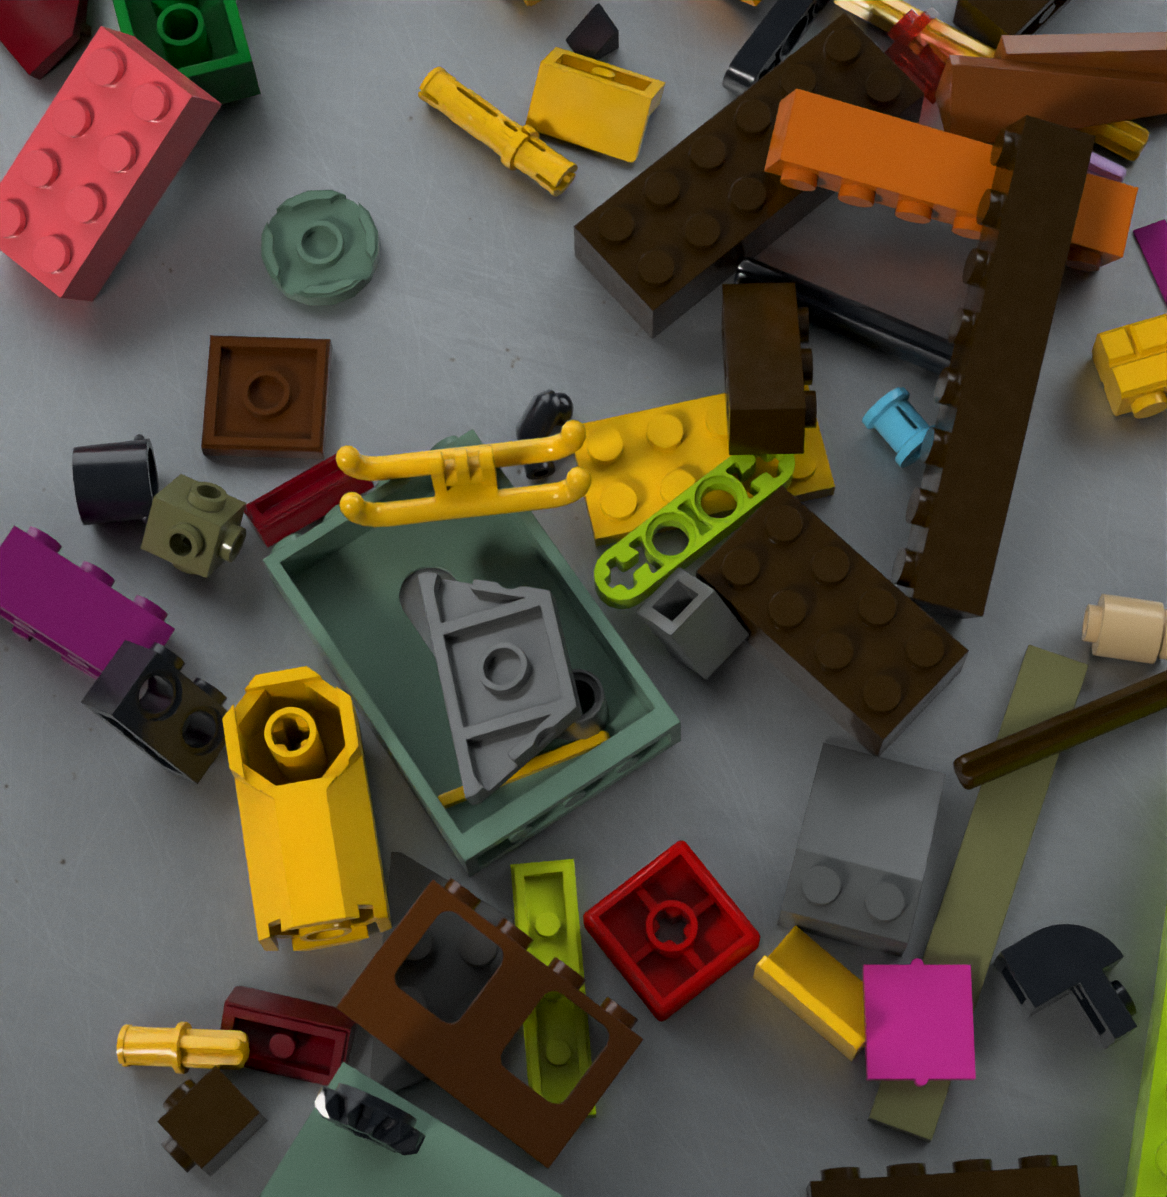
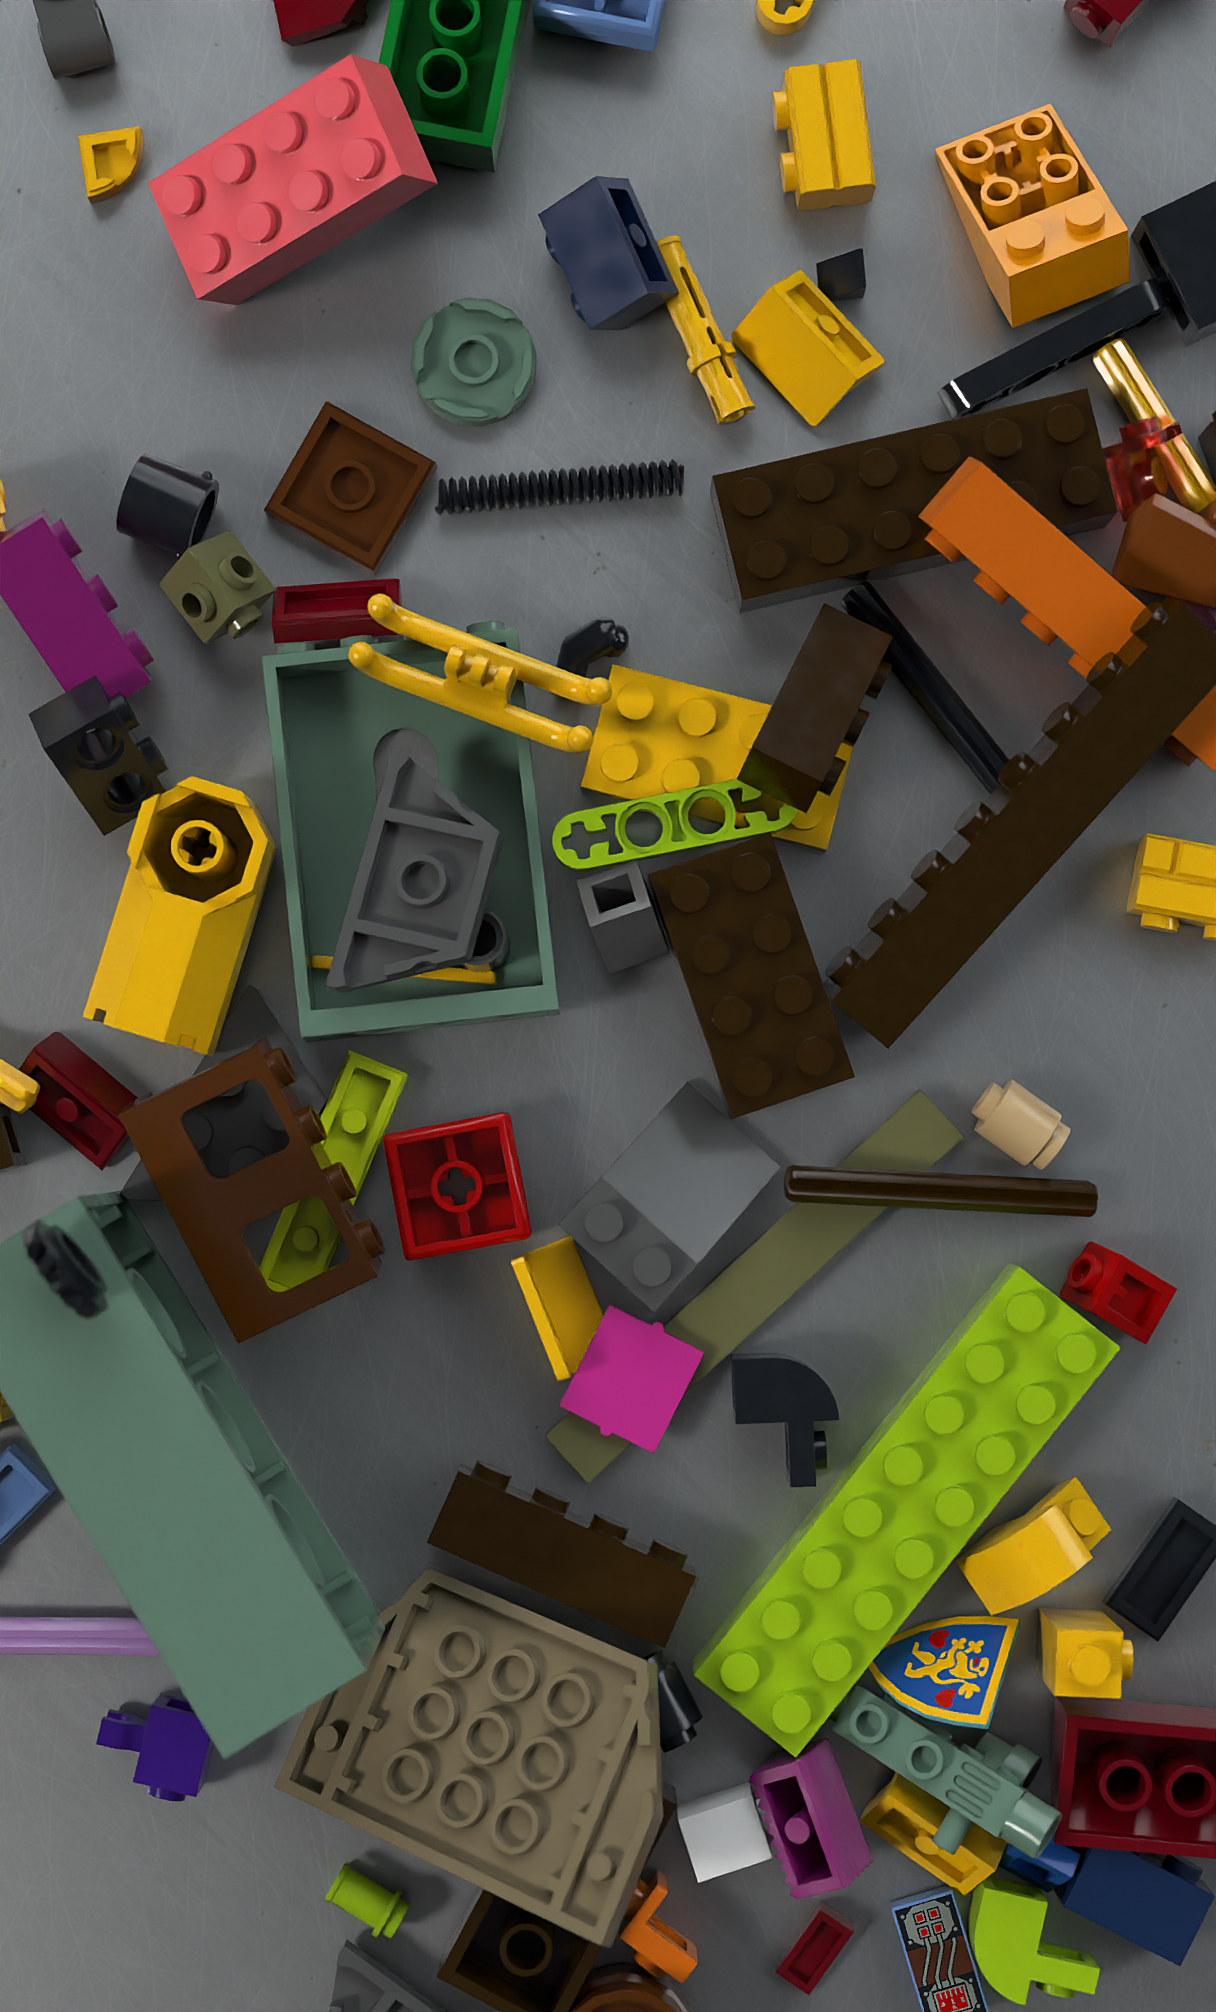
camera: 25 degrees right, 15 degrees up
(390, 105) = (607, 254): none -> dark blue brick
(400, 324) = (559, 486): none -> black piece
(898, 425) = (918, 822): medium azure bush -> none

